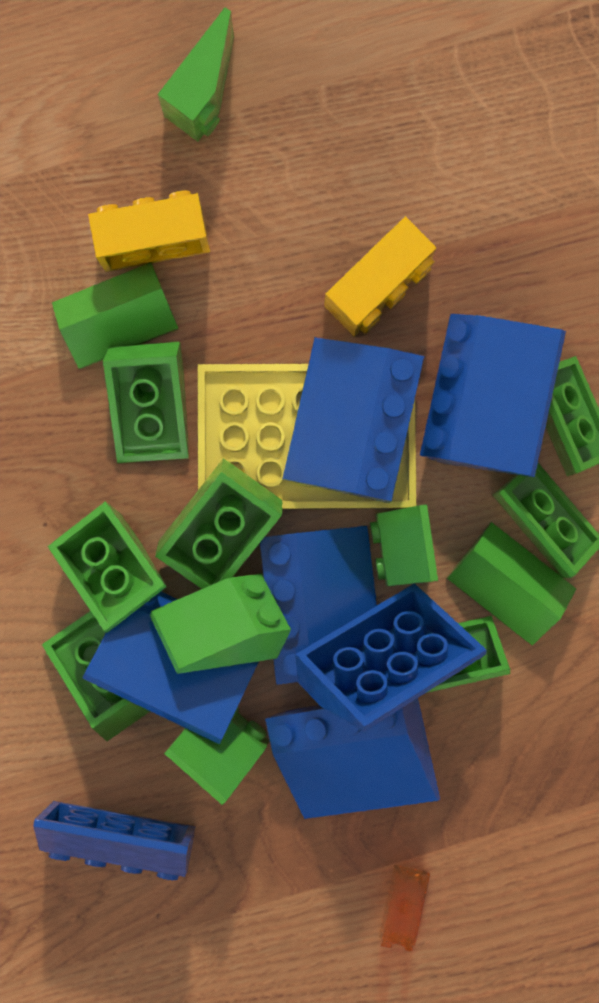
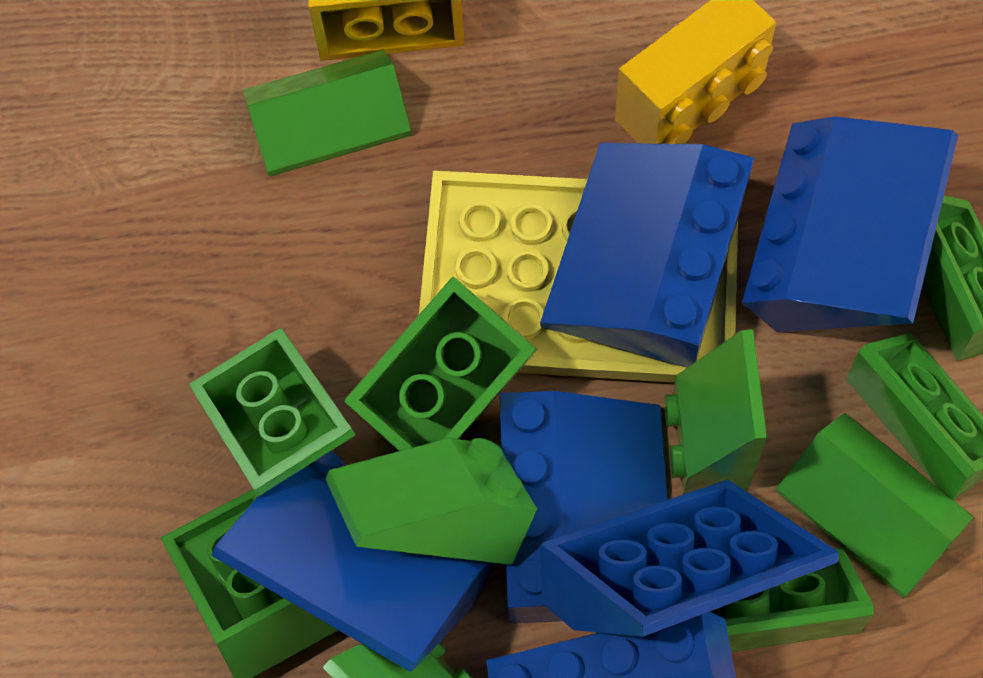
camera: 10 degrees right, 20 degrees down
(147, 401) = (357, 217): bright green slope -> none

